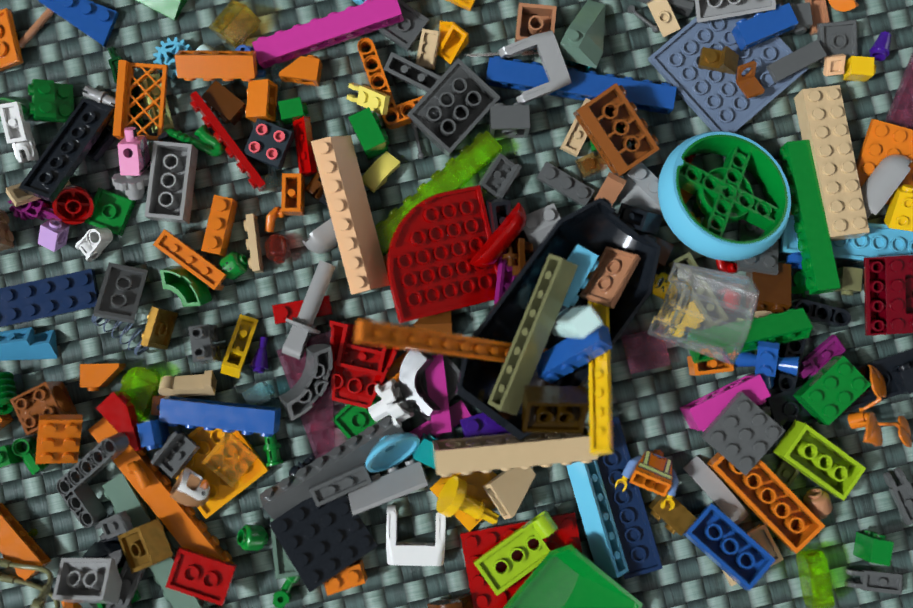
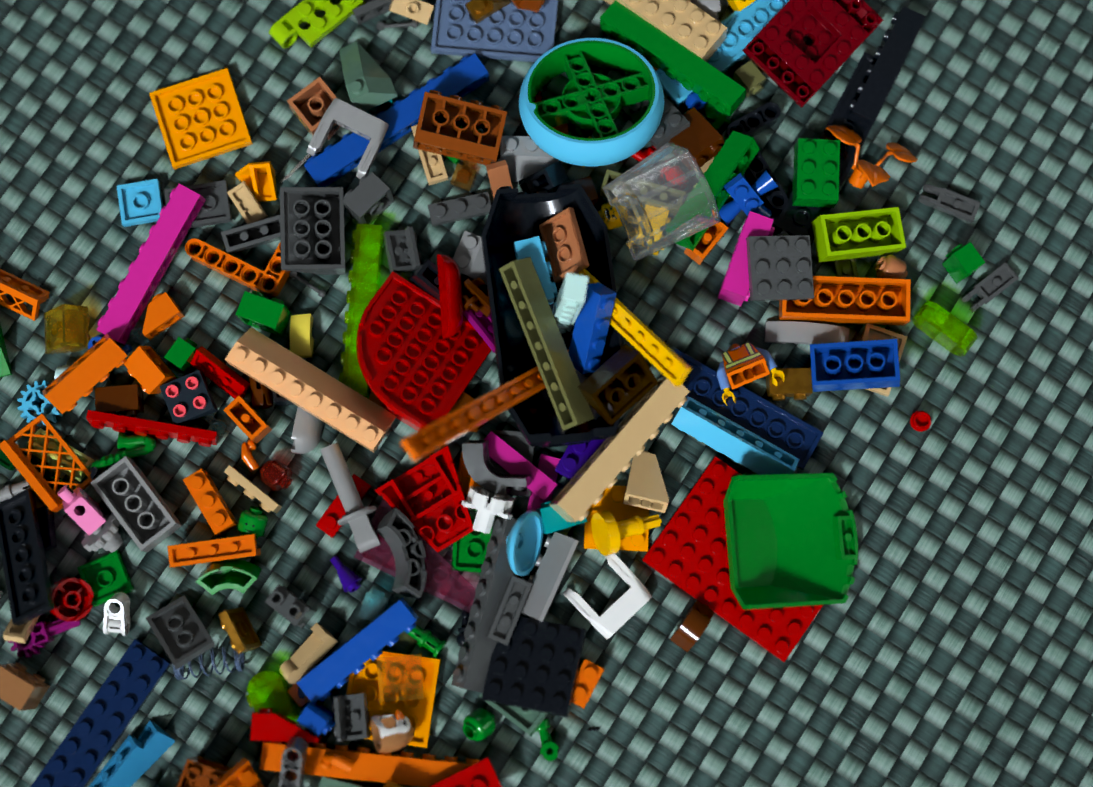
camera: 45 degrees left, 5 degrees down
(53, 234) = (76, 640): lavender brick -> none
(99, 375) = (224, 718): orange slope -> none
(239, 346) = (320, 583): yellow slope -> none
(369, 98) = (237, 284): light yellow hinge -> none
(538, 528) = (696, 495): lime hinge -> none
(645, 352) = (648, 278): clear pink slope -> none
(820, 356) = (784, 156): magenta hinge -> none

